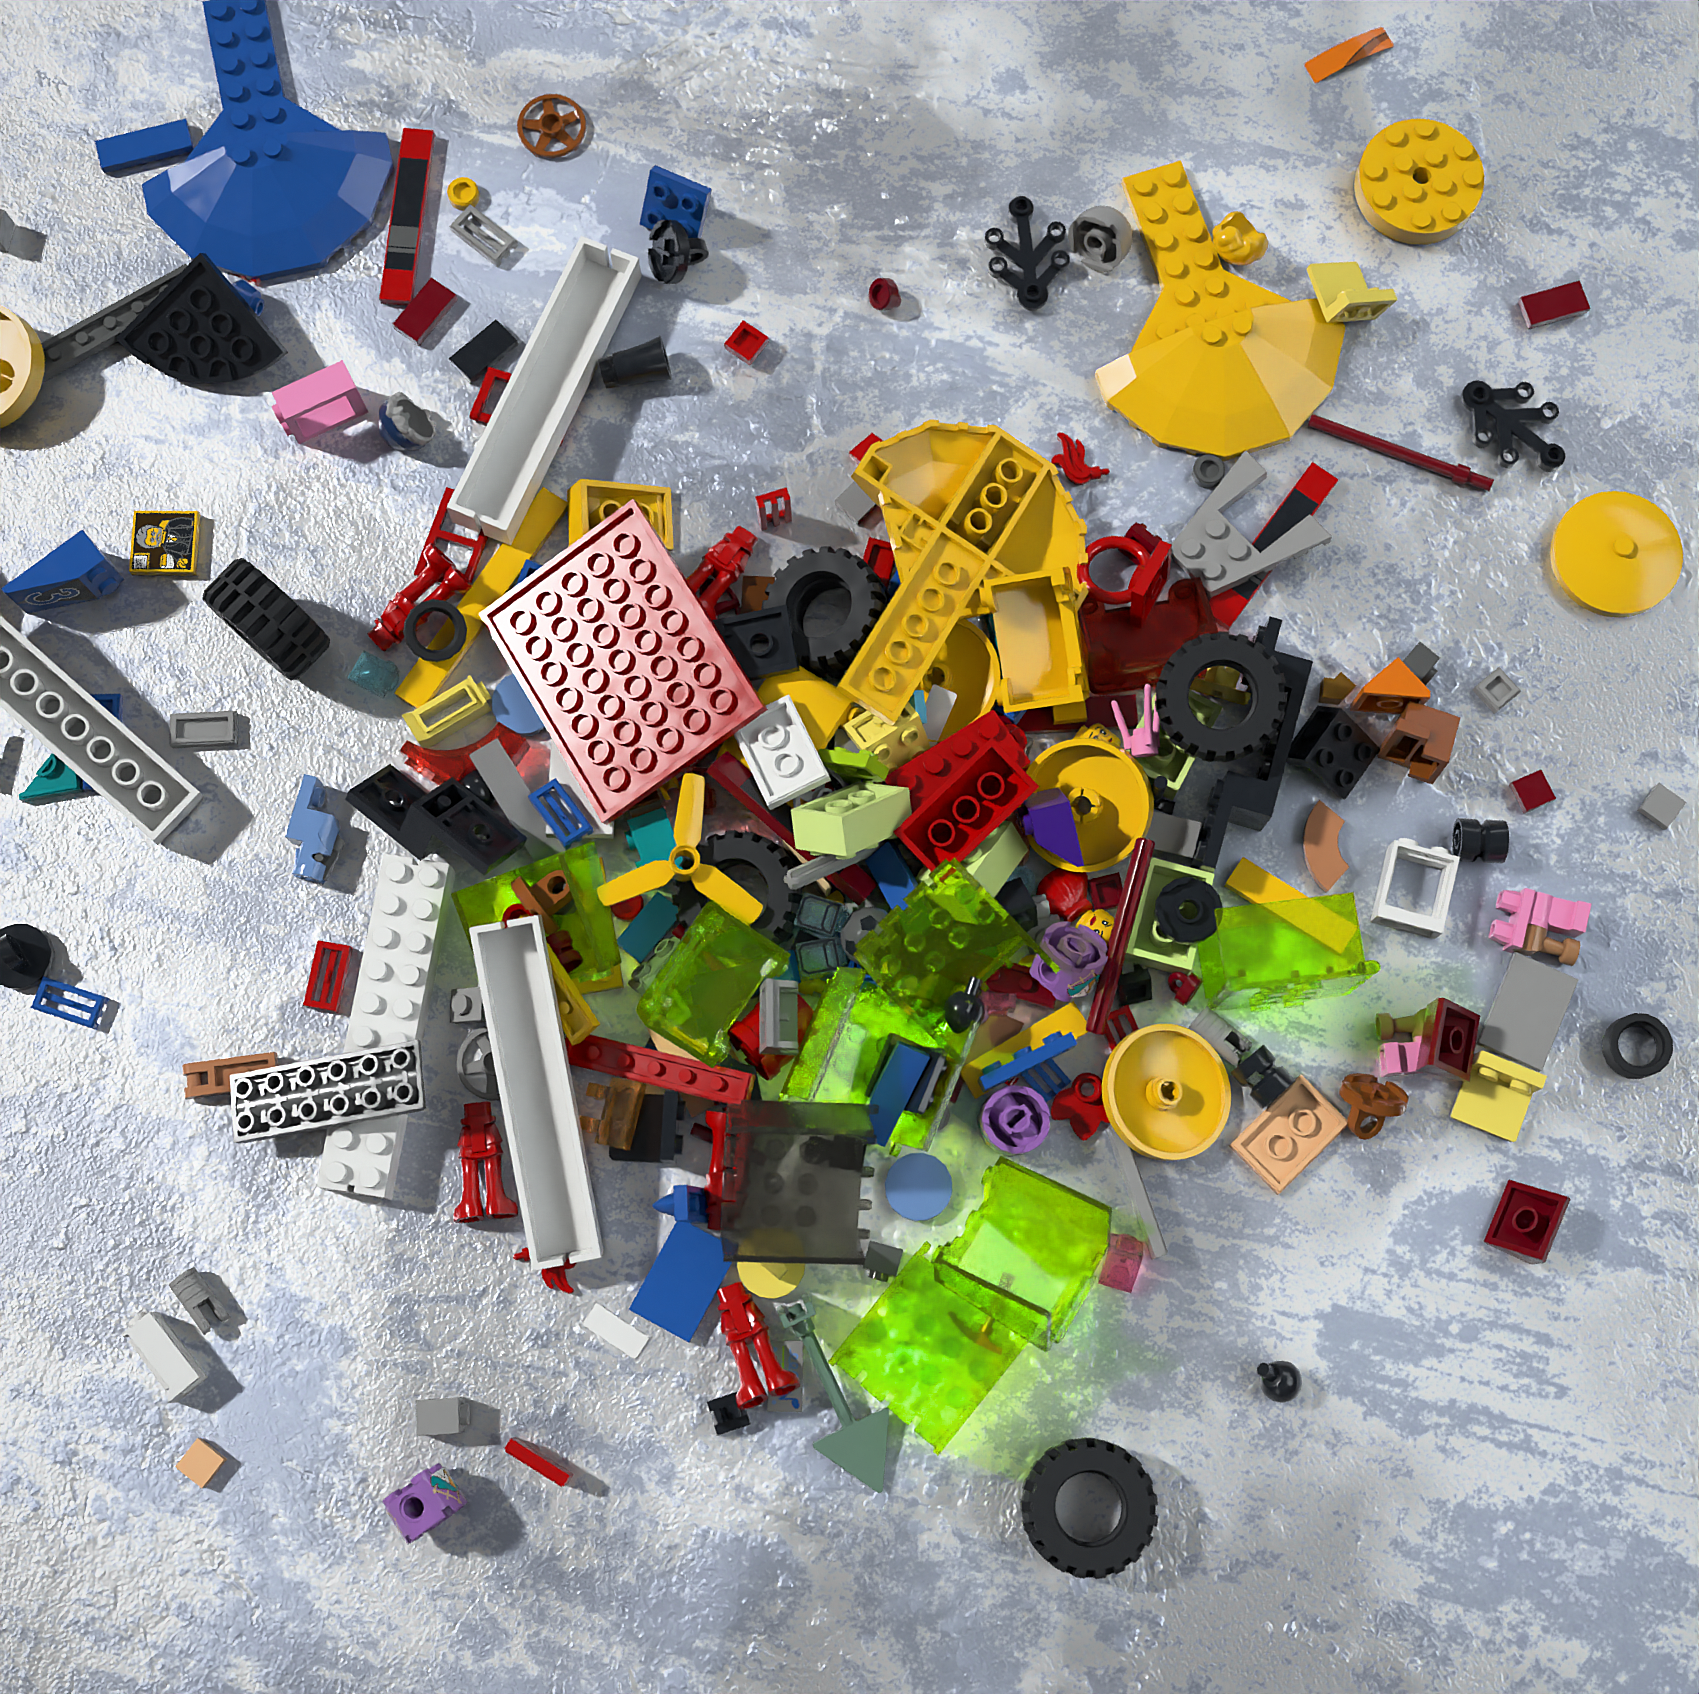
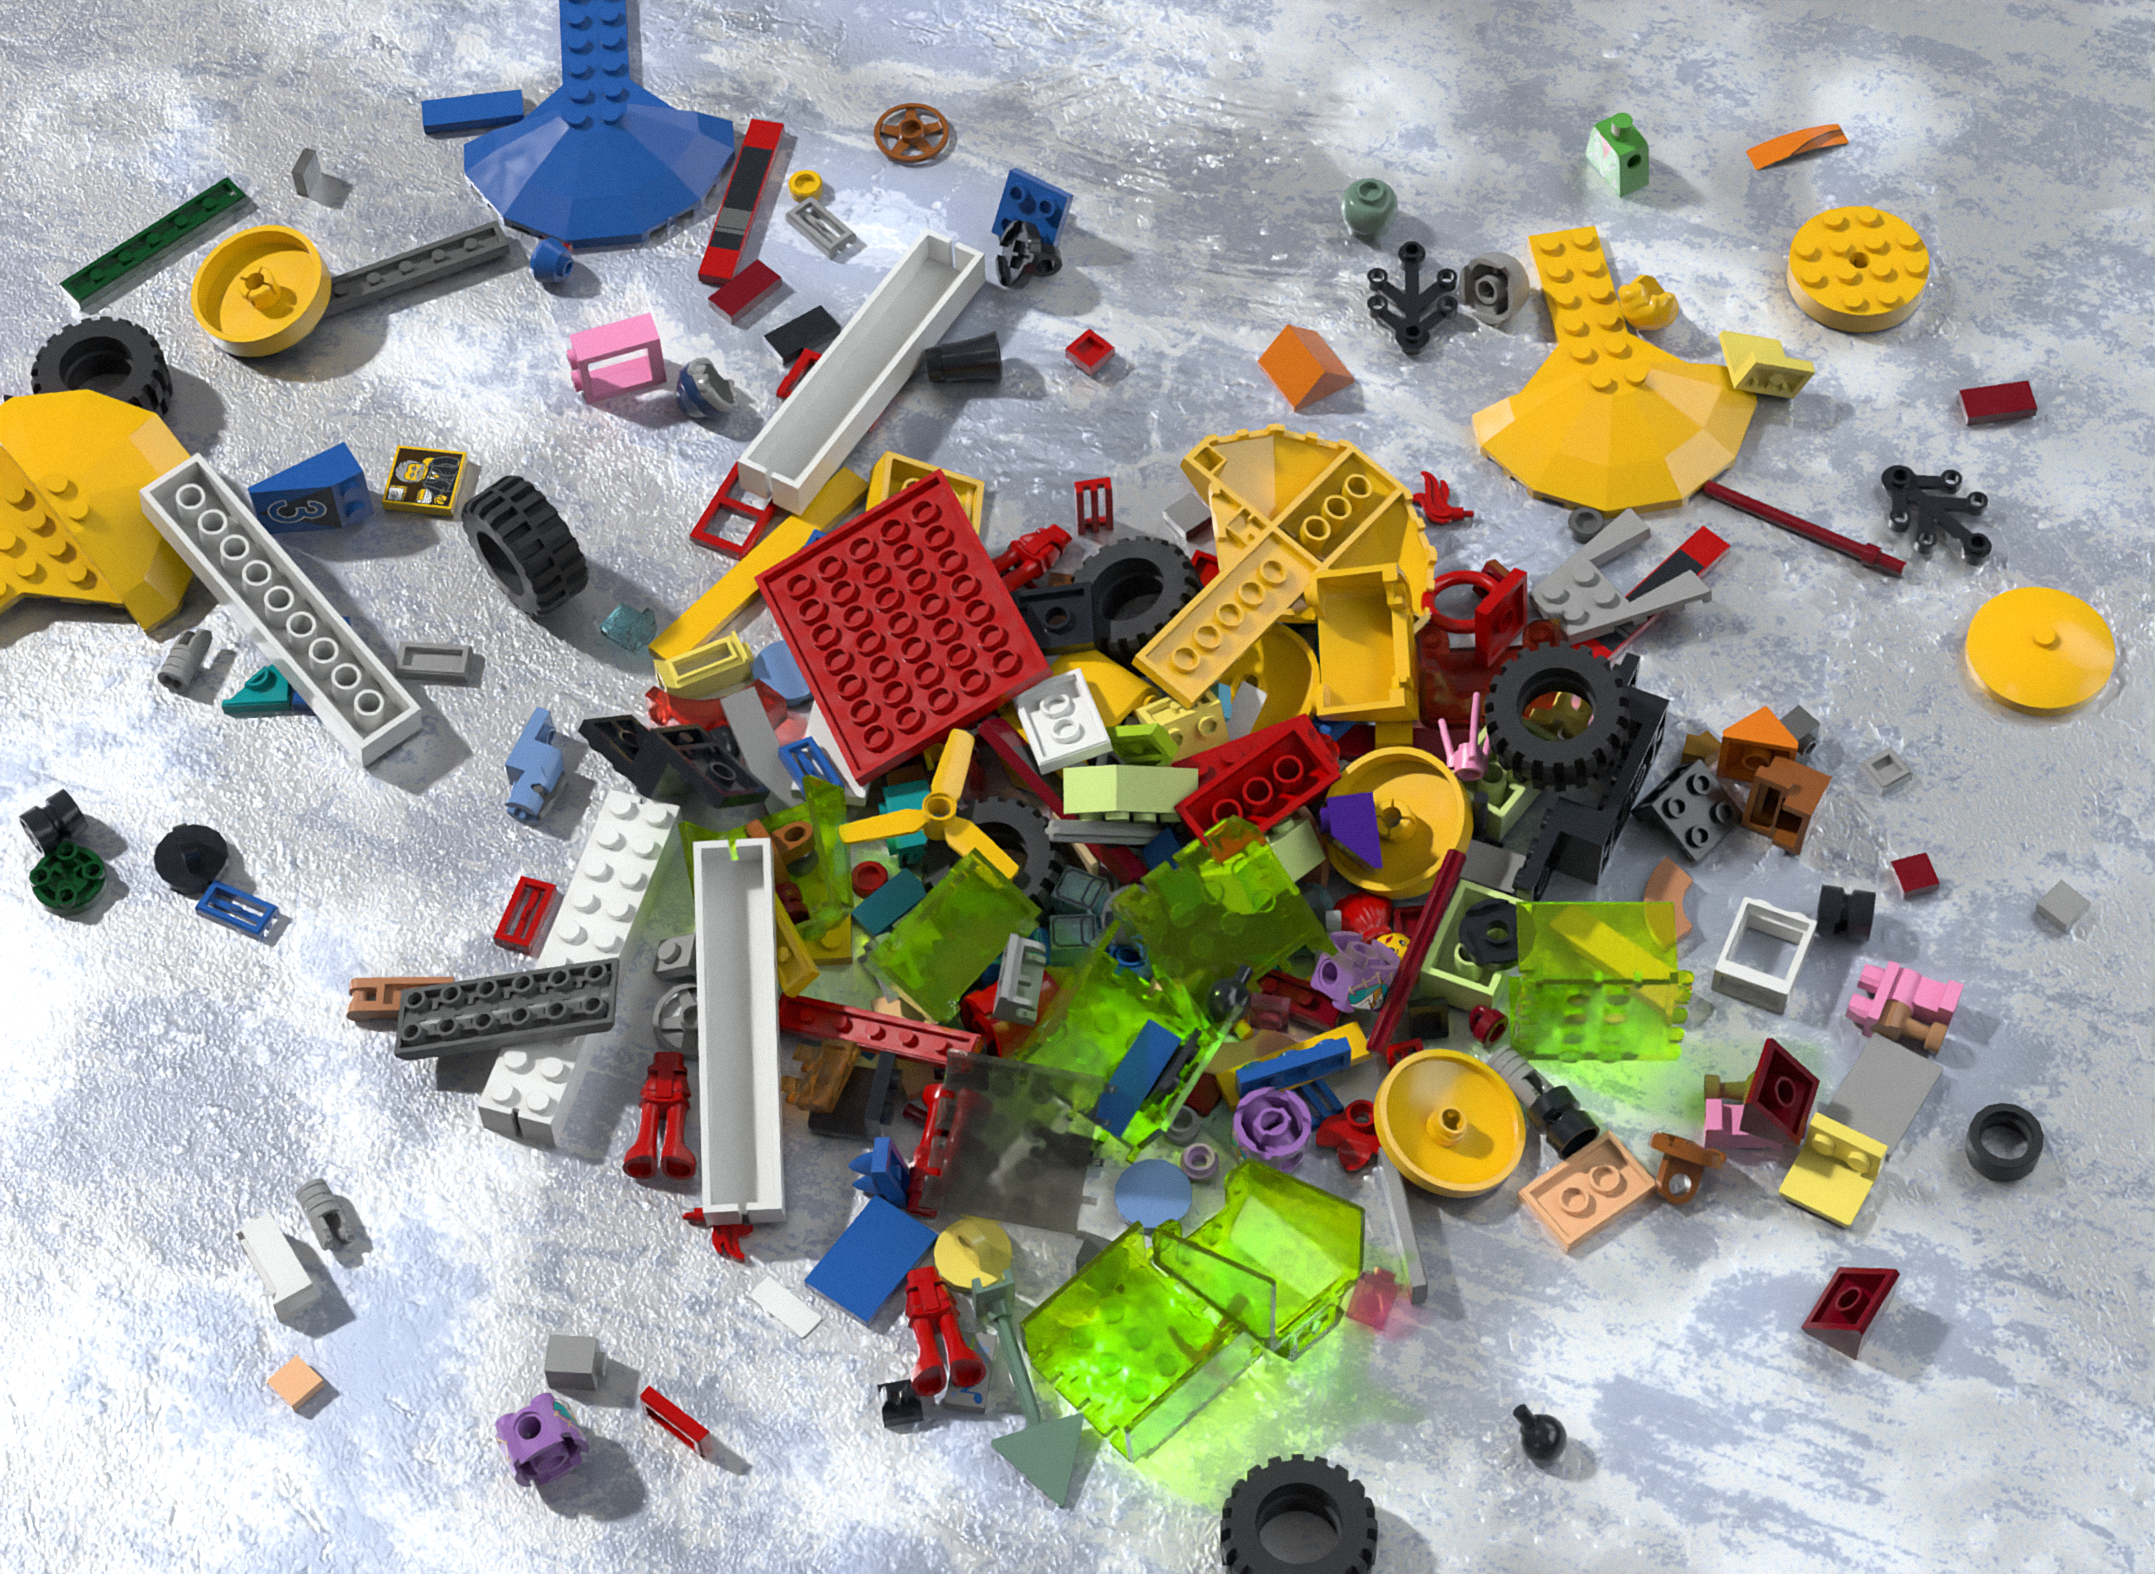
camera: 10 degrees right, 20 degrees down
(202, 330) = (503, 280): black plate -> none
(391, 625) = (671, 571): red piece -> none
(438, 606) = (708, 556): black tyre -> none
(884, 294) = (1248, 320): dark red tile -> none
(939, 337) = (1303, 367): none -> orange slope
(961, 1141) = (1203, 1153): none -> lavender plate
(978, 166) = (1369, 209): none -> sand green piece
(1195, 85) = (1619, 154): none -> bright green torso

